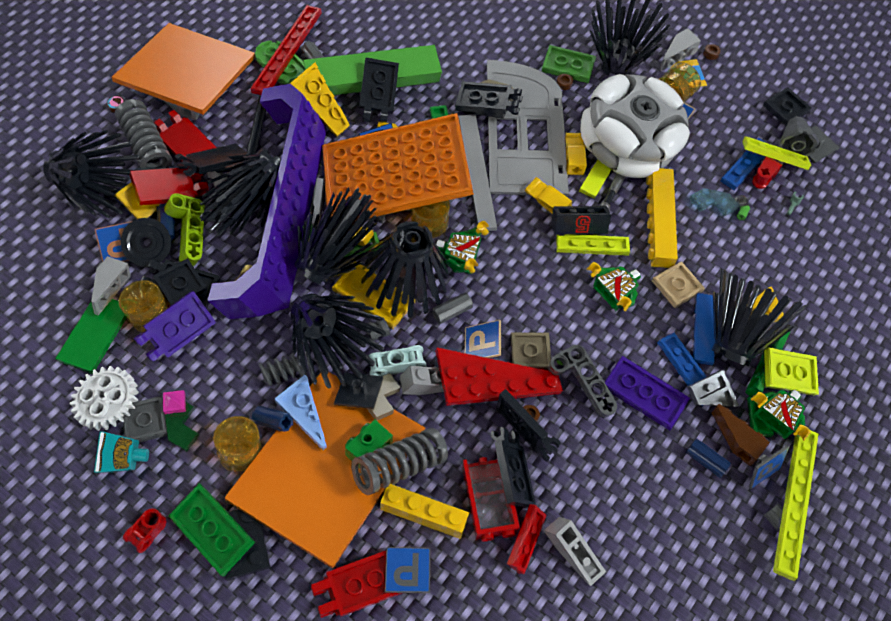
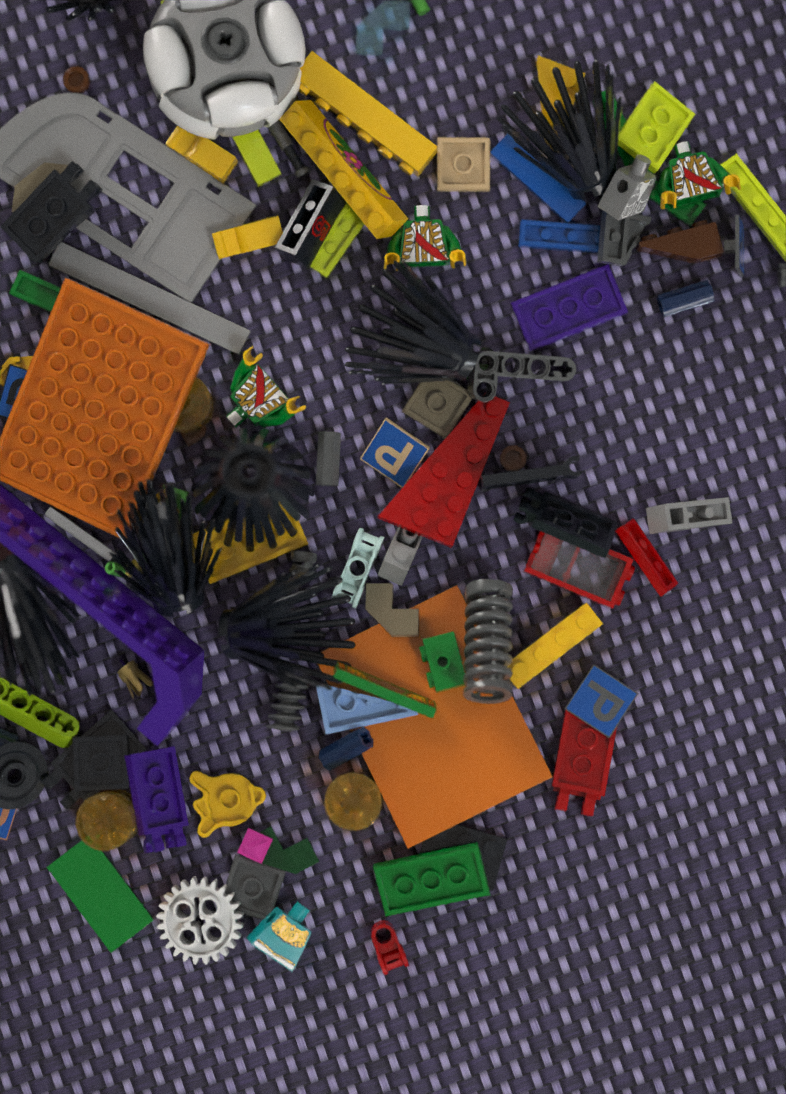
camera: 55 degrees left, 25 degrees up
(109, 279) = (39, 842): light grey slope -> none
(196, 372) = (225, 800): none -> yellow tile
(326, 415) = (384, 689): none -> green tile
(359, 392) = (373, 633): black piece -> none
(561, 316) = (442, 349): none -> black plant
(569, 62) = (48, 52): bright green tile -> none
(624, 219) = (343, 169): none -> yellow brick
(745, 374) = (629, 189): none -> light grey torso

